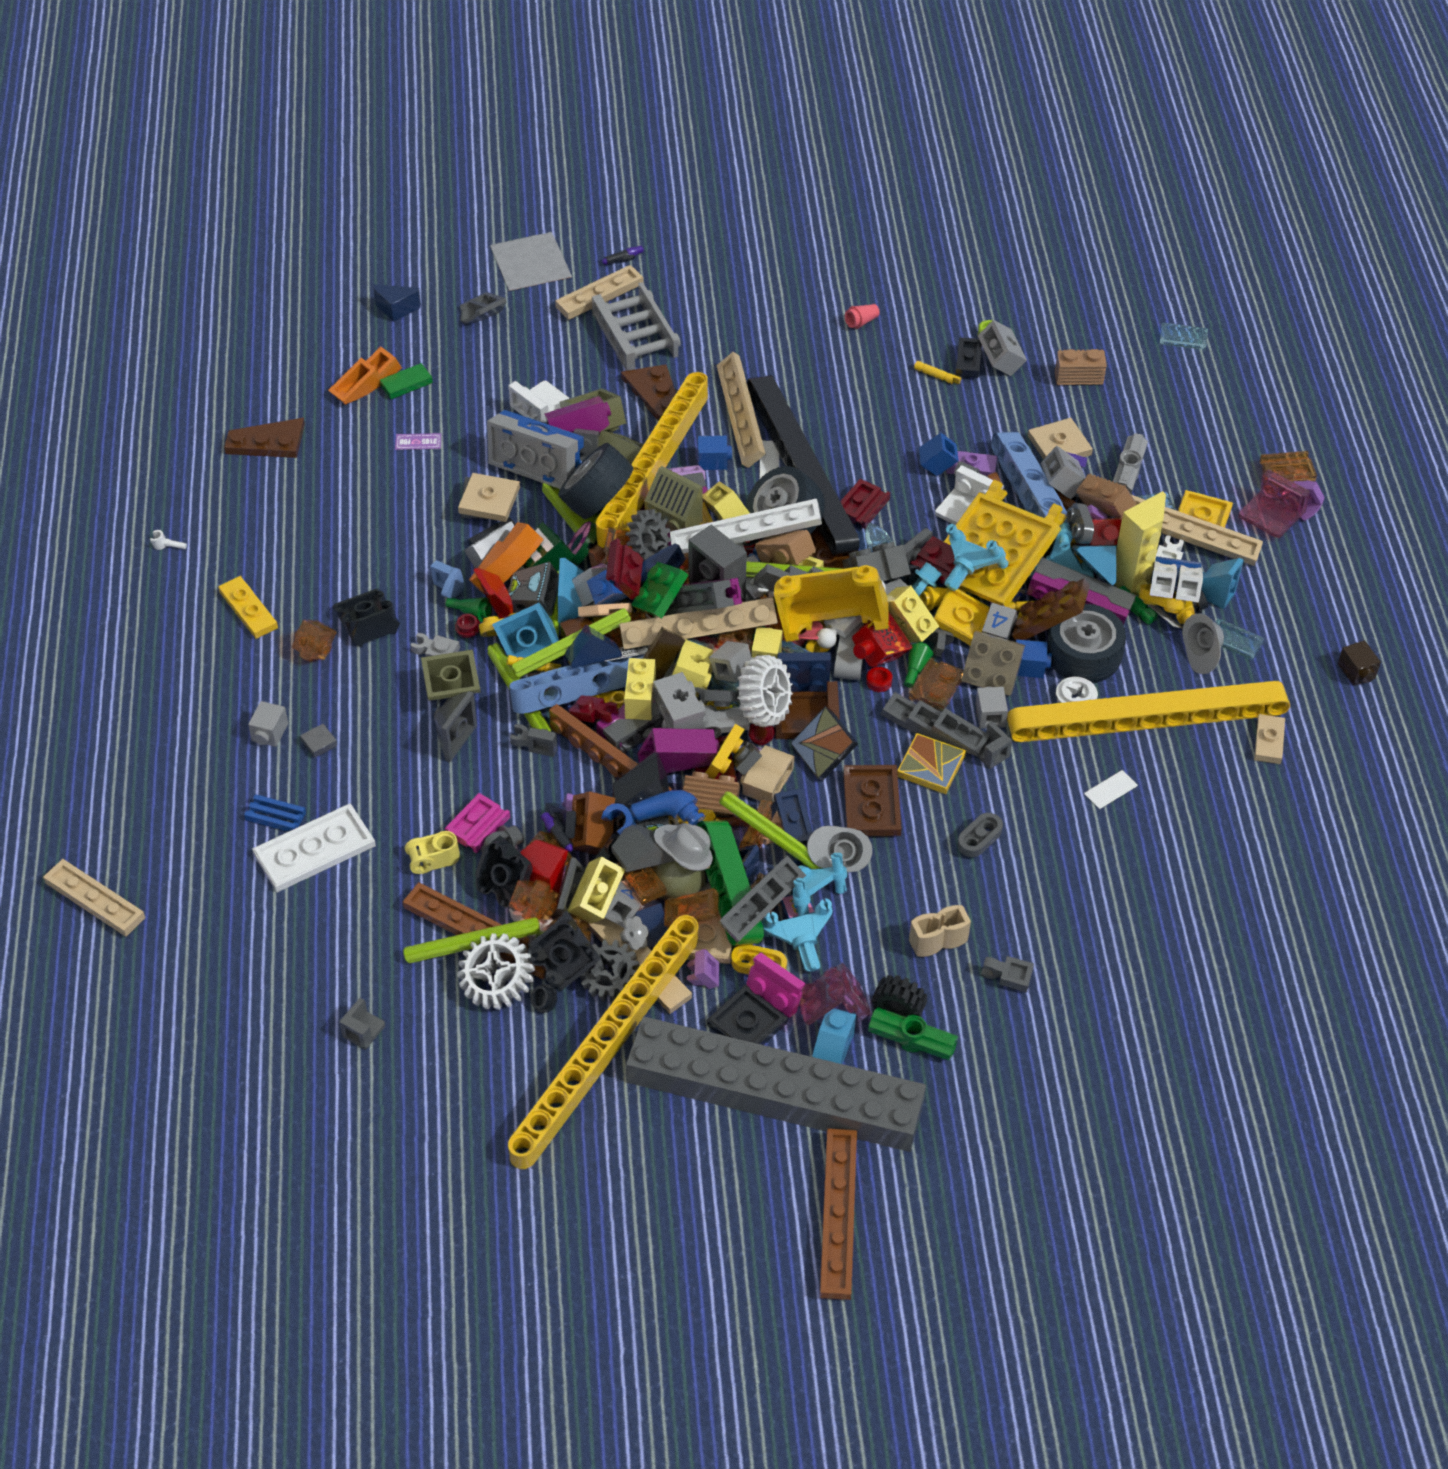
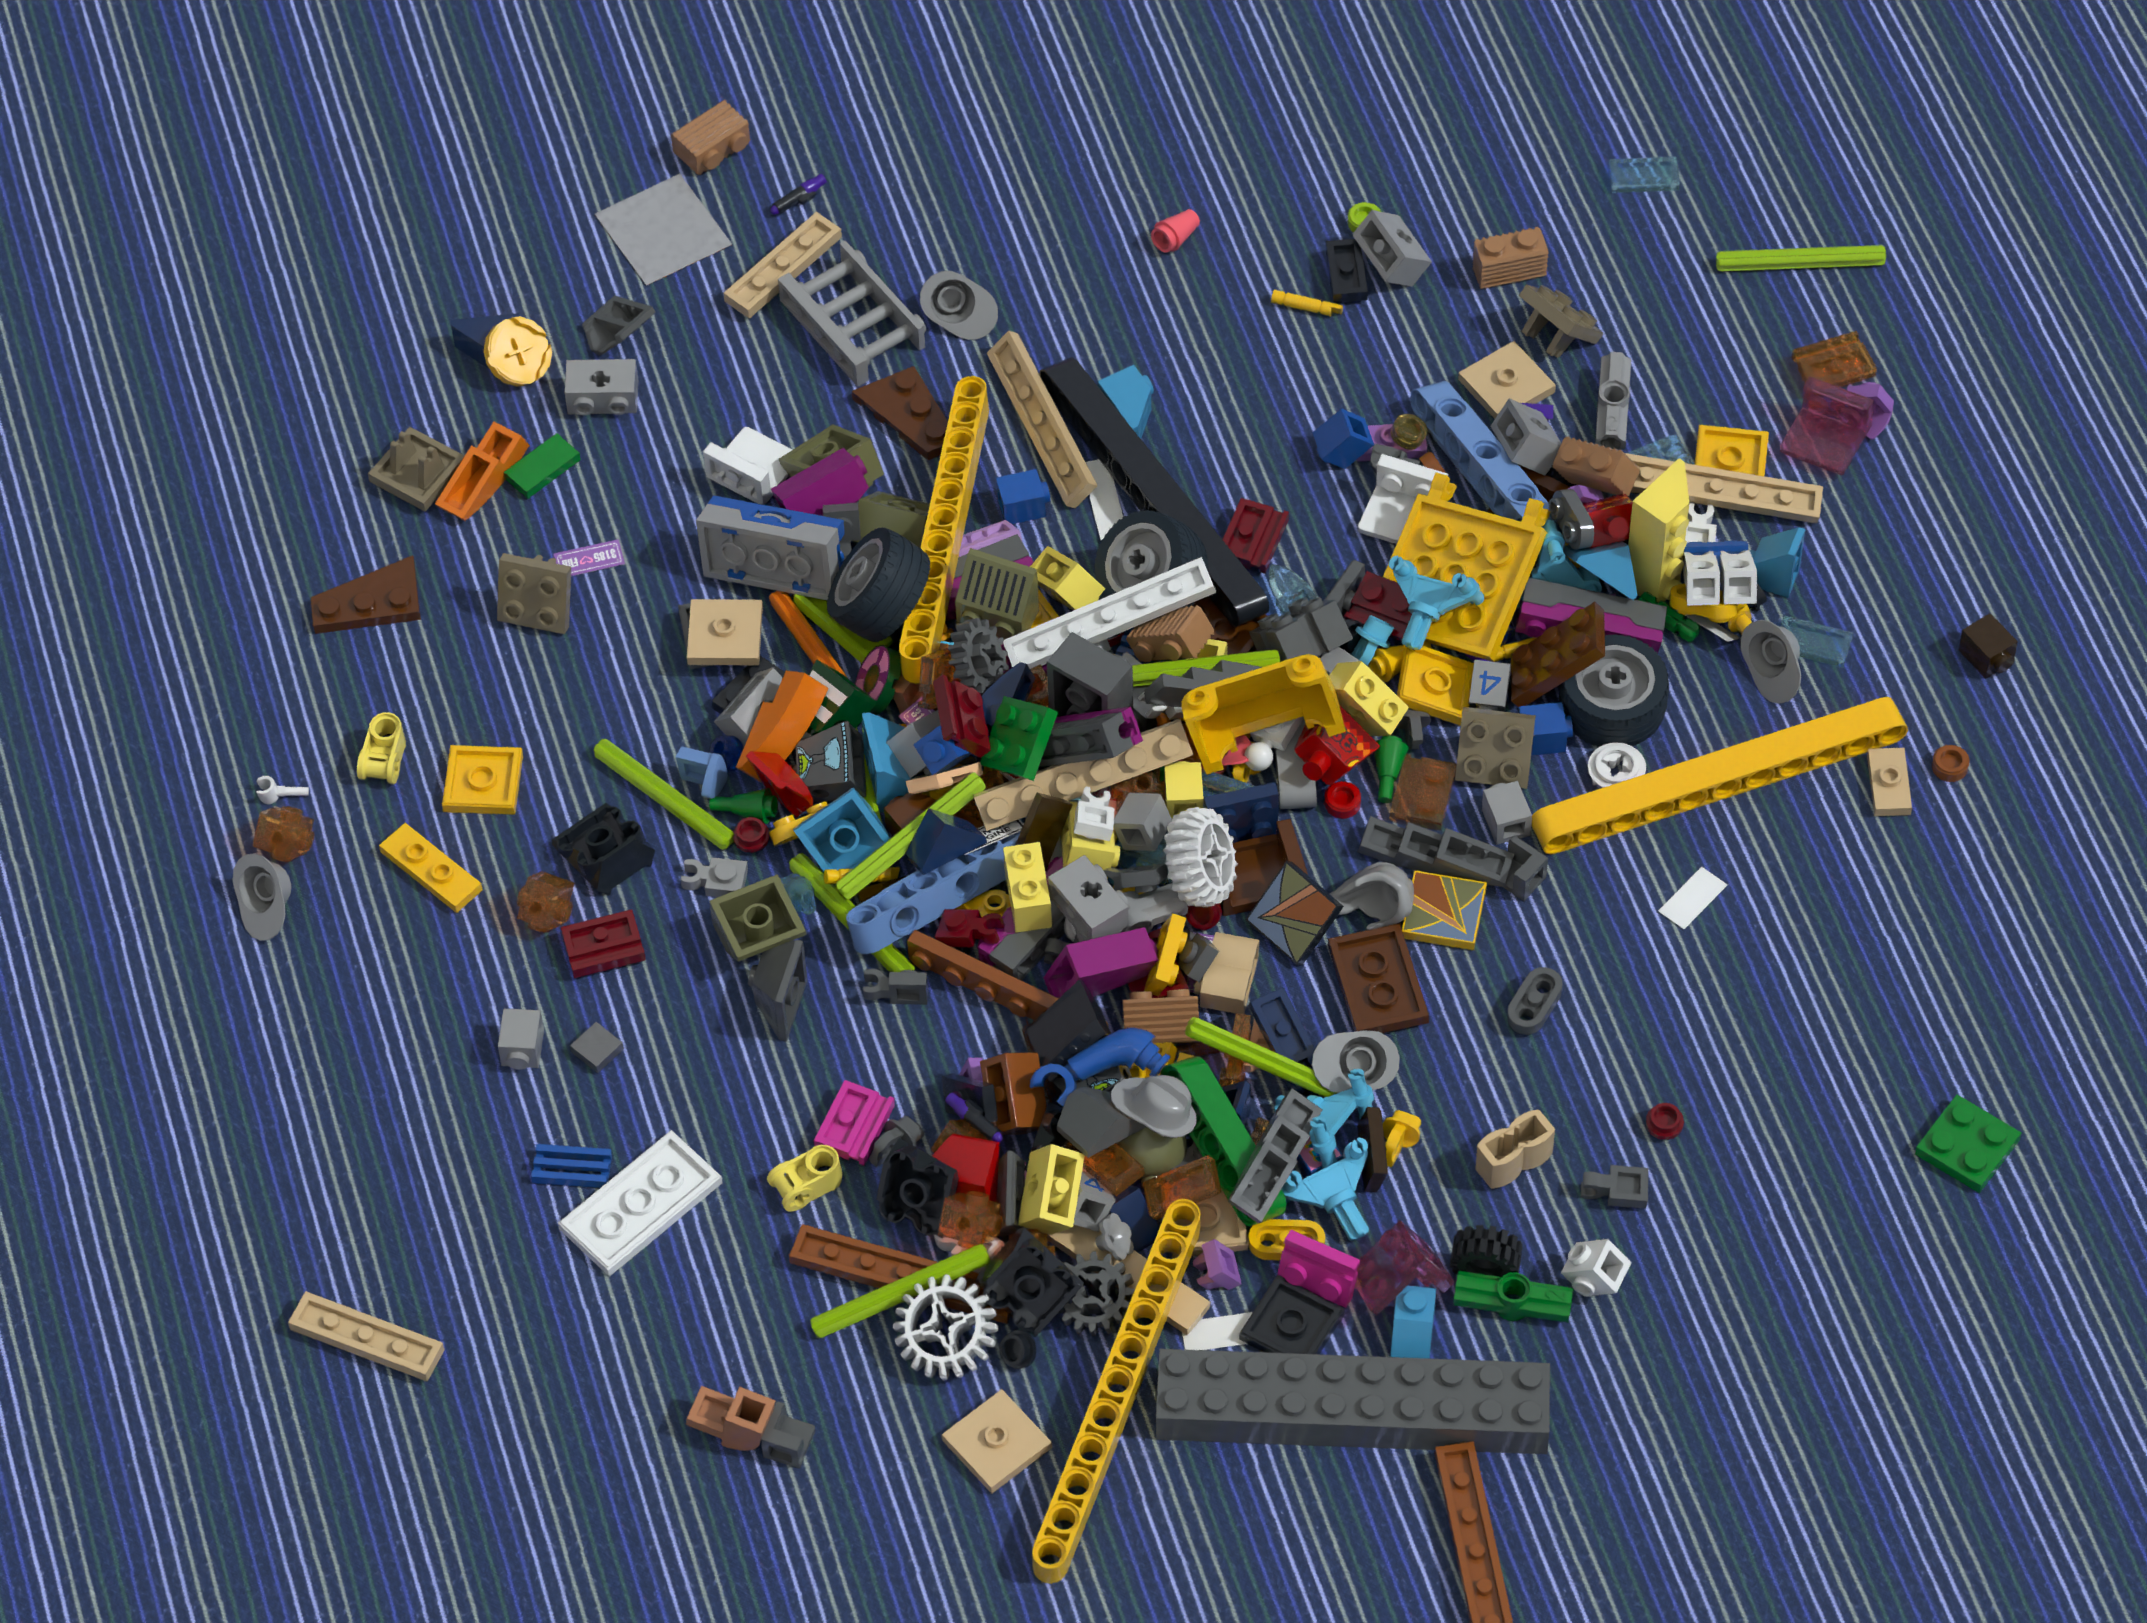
camera: 10 degrees left, 5 degrees up
(130, 600) = (261, 895): none -> light grey piece
(156, 566) = (284, 833): none -> clear orange brick
(241, 528) = (380, 754): none -> light yellow piece
(301, 560) = (482, 779): none -> yellow tile
(322, 366) = (415, 468): none -> dark tan plate
(323, 1002) = (734, 1420): none -> nougat brick
(344, 675) = (603, 943): none -> dark red plate
(371, 451) = (534, 593): none -> dark tan plate
(411, 310) = (517, 351): none -> yellow tile
(418, 590) = (664, 794): none -> lime axle
(459, 340) = (601, 386): none -> light grey brick
(467, 568) = (730, 749): none -> clear blue tile
(486, 668) = (800, 893): none -> clear light blue piece
(510, 1059) = (996, 1441): none -> tan plate
(542, 506) = (802, 630): none -> orange axle
(576, 213) = (711, 137): none -> medium nougat brick
(691, 1016) = (1216, 1332): none -> white sticker
(697, 649) = (1094, 816): none -> white plate
(705, 332) = (959, 305): none -> light grey piece
(803, 405) = (1130, 396): none -> dark azure slope
(839, 903) = (1375, 1167): none -> dark brown tile
(860, 904) = (1400, 1131): none -> yellow piece
(887, 740) = (1379, 892): none -> light grey piece
(978, 1024) = (1596, 1267): none -> white brick
(984, 458) = (1408, 431): none -> clear yellow tile
(1054, 934) = (1664, 1121): none -> dark red plate
(1107, 403) = (1556, 308): none -> dark tan plate
(1275, 994) = (1968, 1143): none -> green plate
(1279, 402) = (1800, 258): none -> lime axle
(1316, 735) = (1950, 763): none -> dark orange tile

